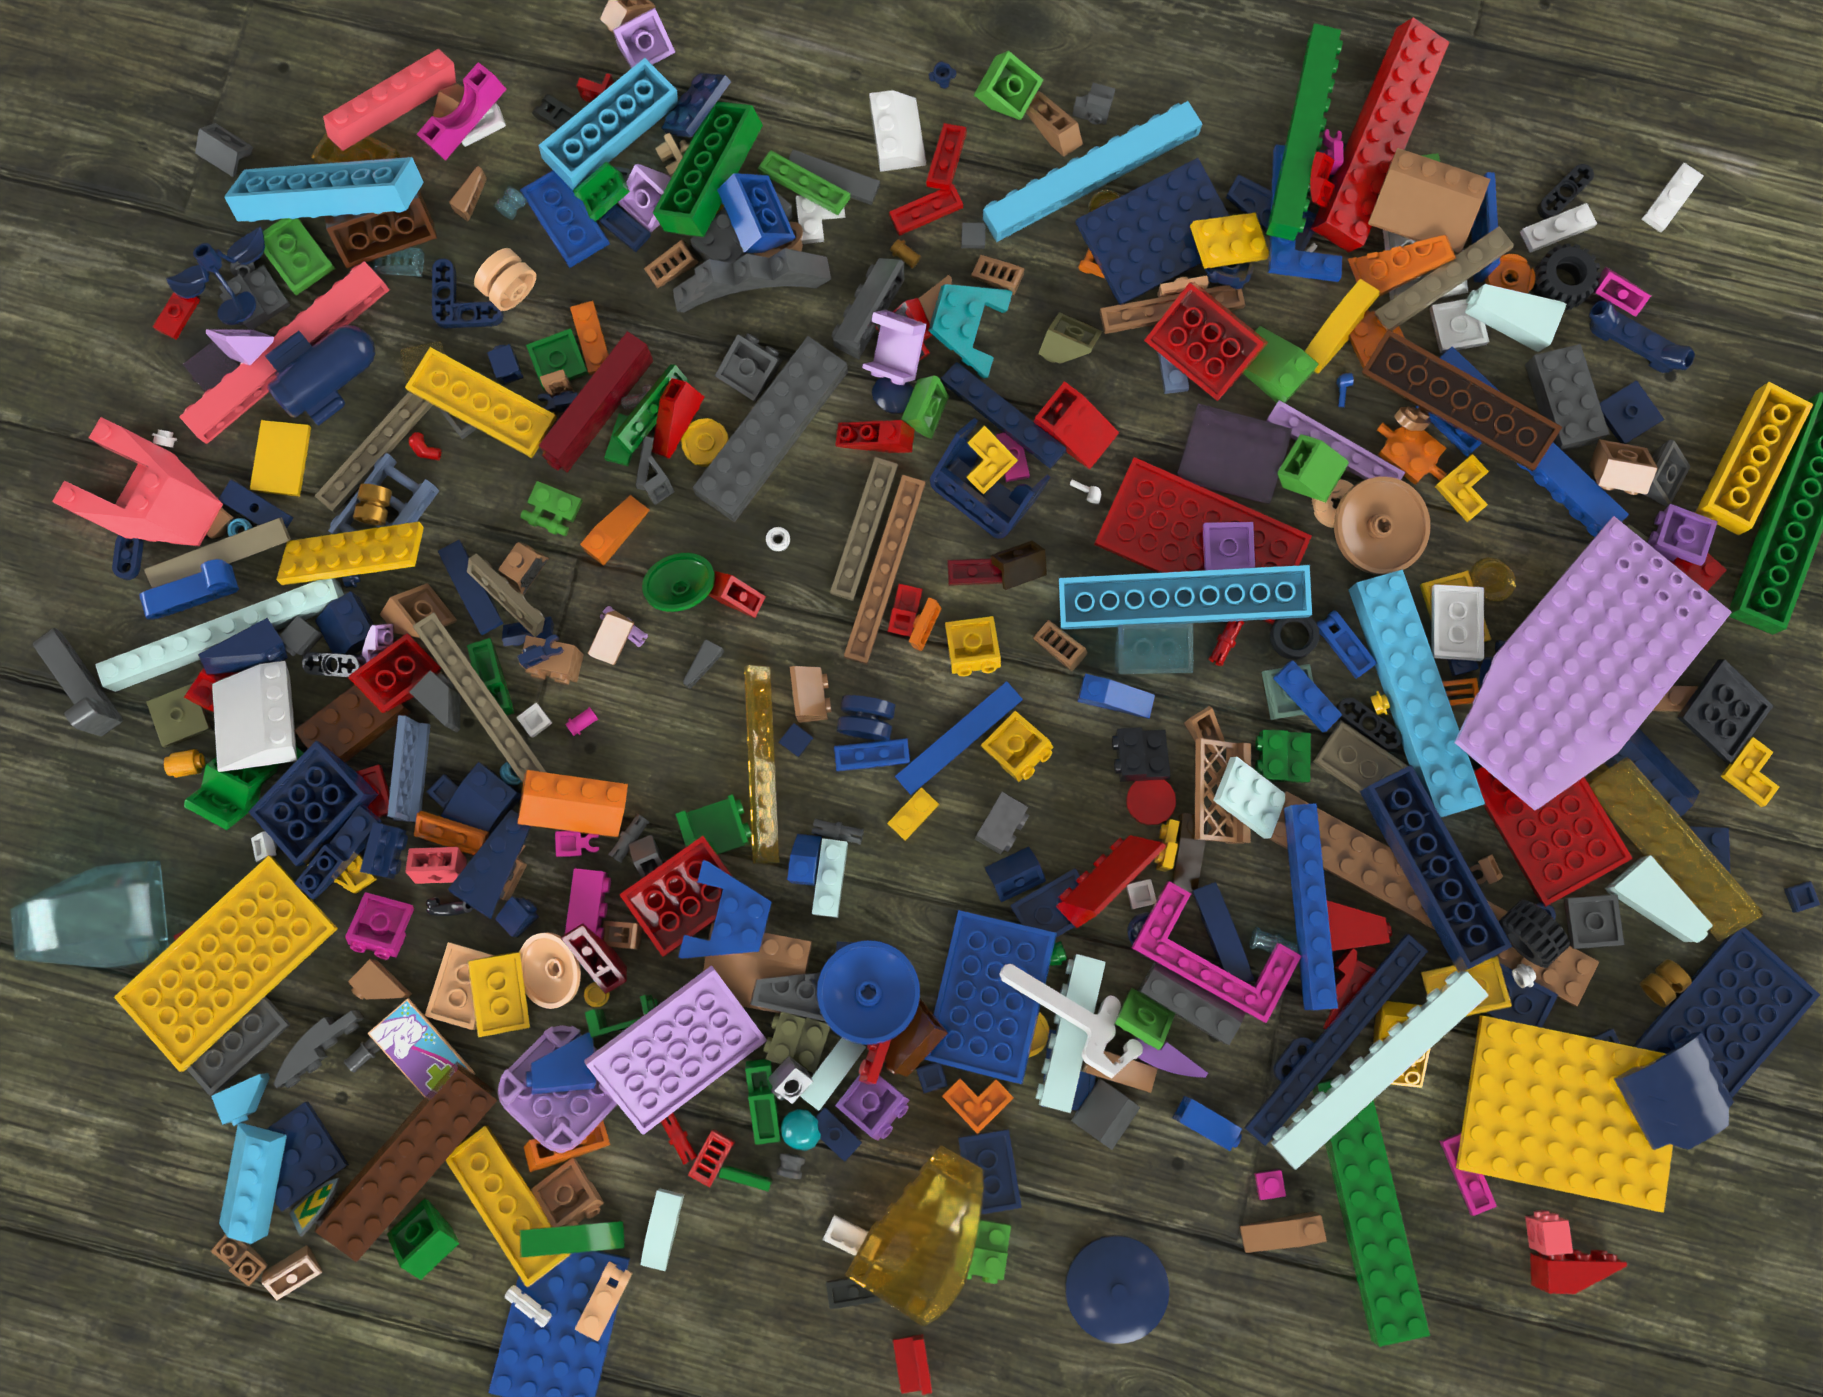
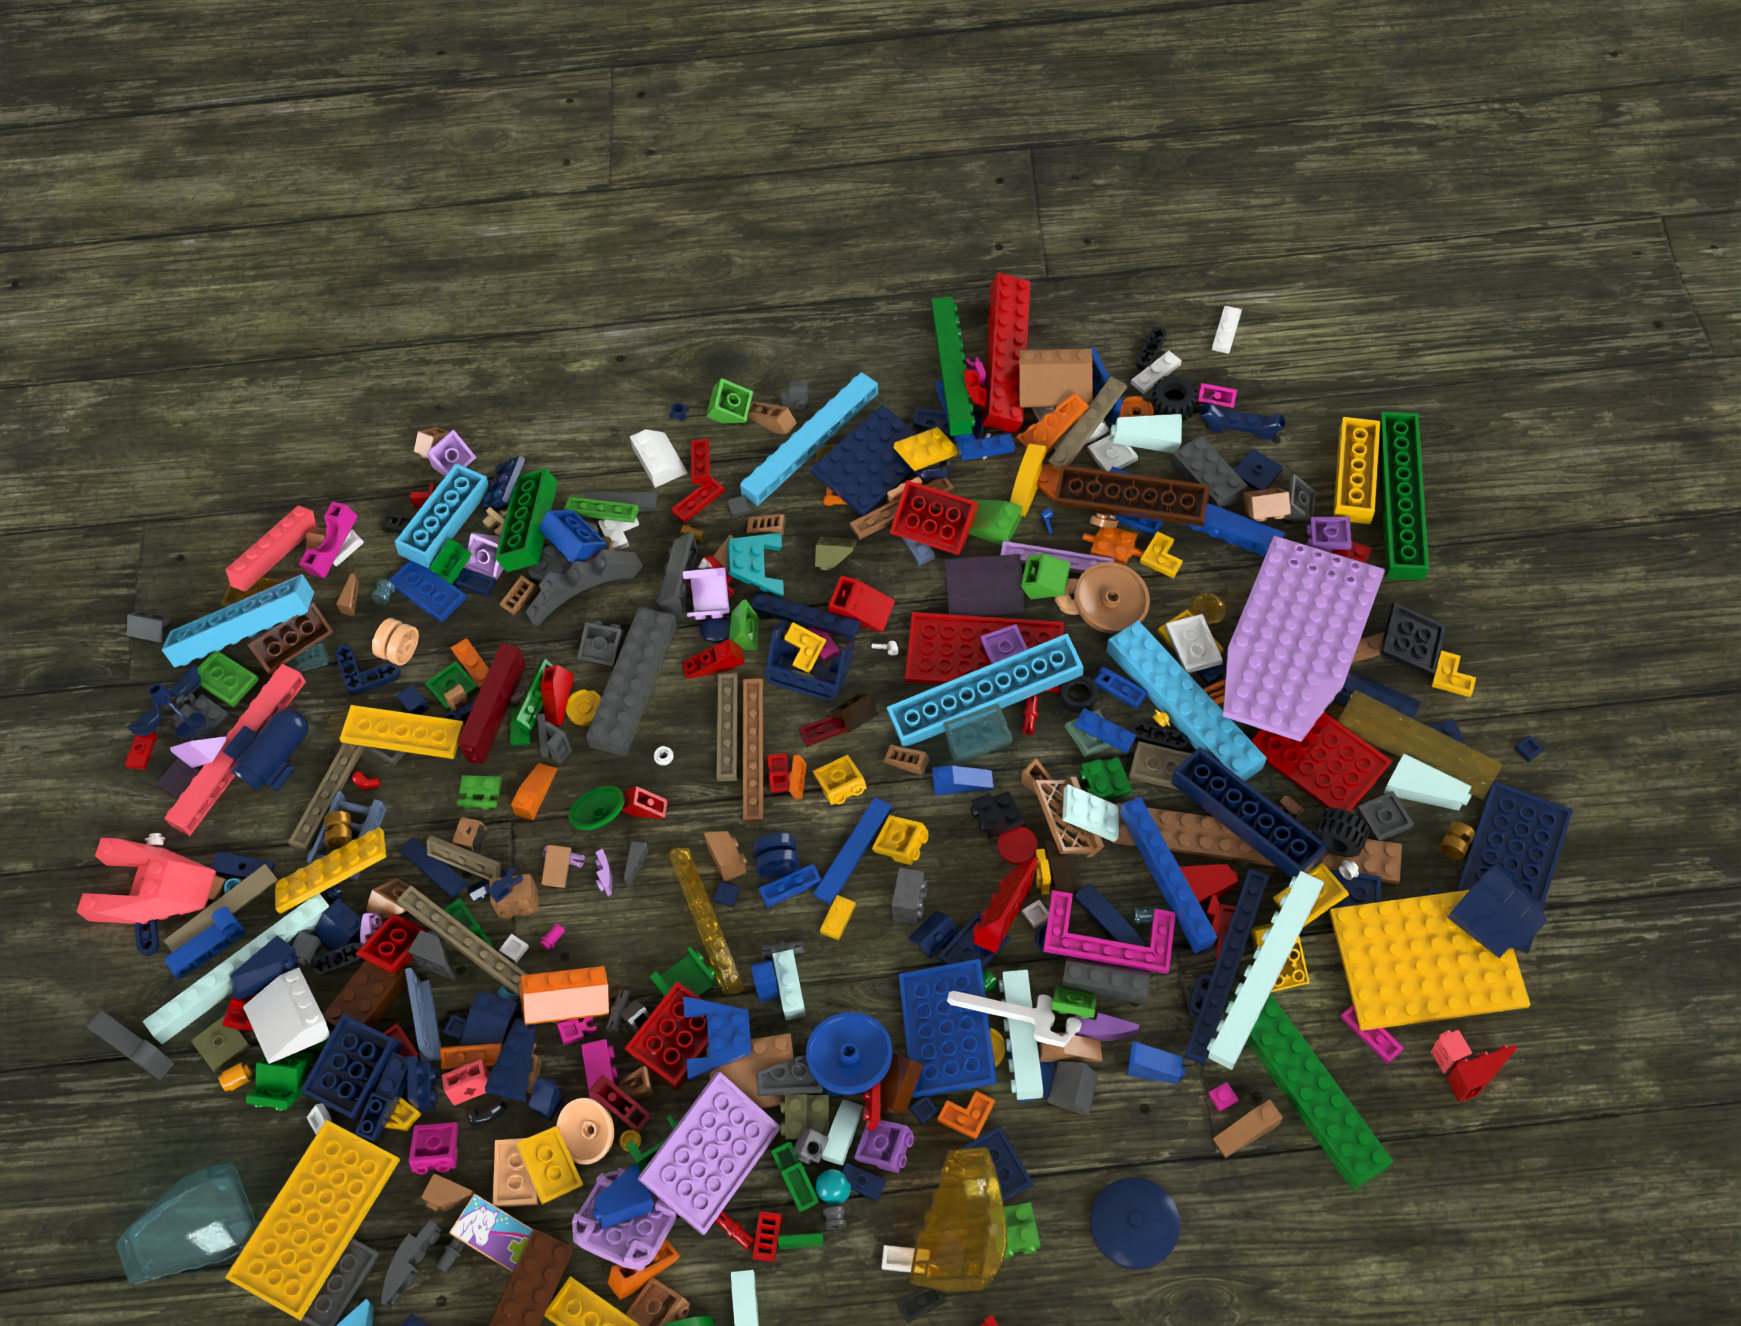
camera: 15 degrees left, 20 degrees down
(280, 458) = (252, 825): yellow tile -> none
(663, 670) = (604, 873): none -> lavender slope

